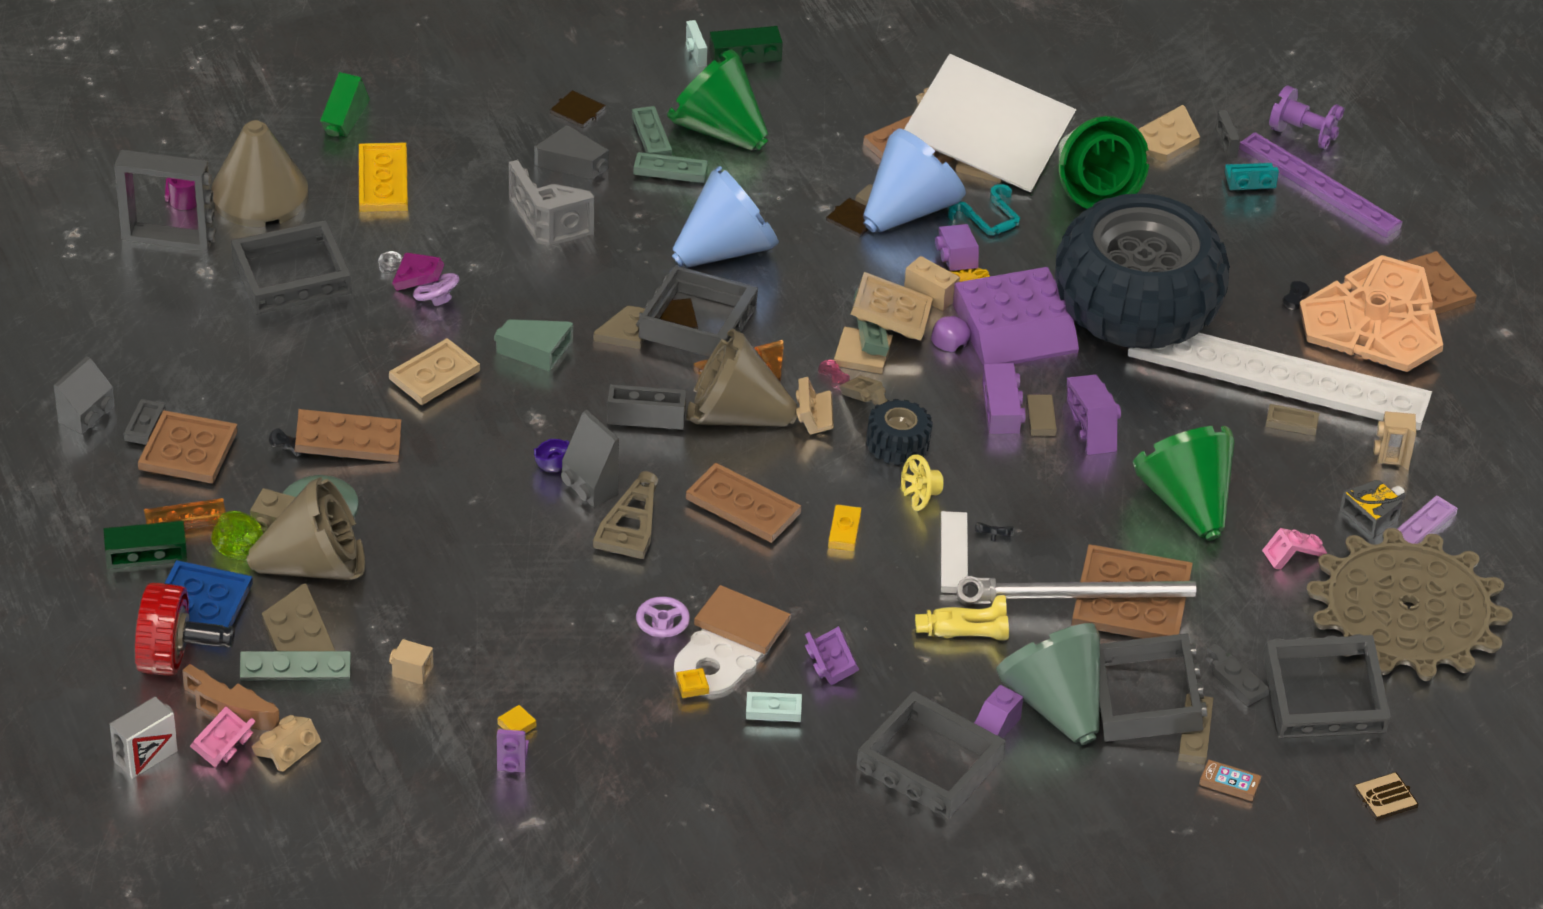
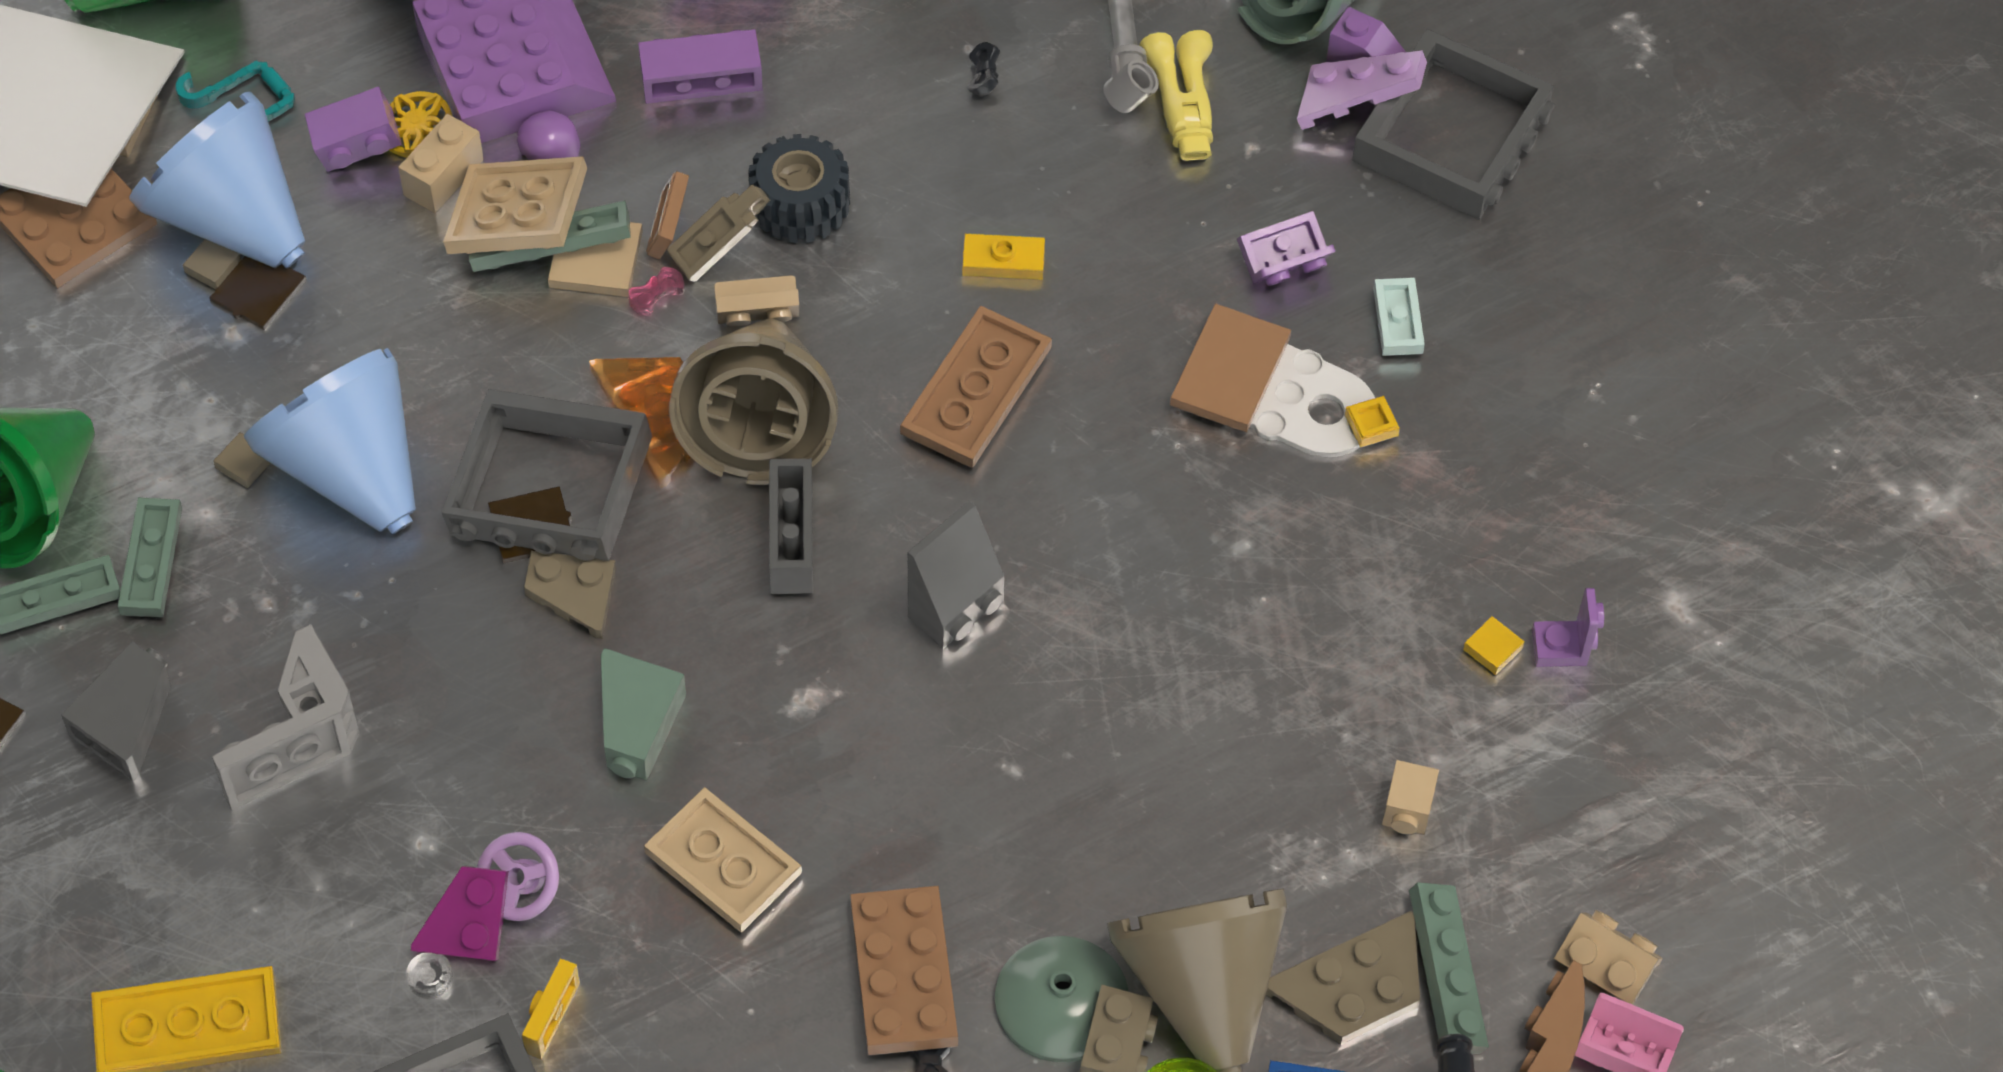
camera: 95 degrees left, 15 degrees up
(355, 299) = (549, 1008): none -> yellow plate
(550, 454) = (913, 650): dark purple hair -> none
(626, 540) = (1086, 541): dark tan plate -> none
(662, 619) = (1250, 483): lavender piece -> none
(888, 376) = (667, 215): none -> medium nougat tile
(924, 481) = (910, 153): light yellow wheel -> none
(953, 550) = (1034, 119): white tile -> none
(960, 699) = (1342, 84): none -> lavender wing
(1041, 415) = (721, 18): dark tan tile -> none

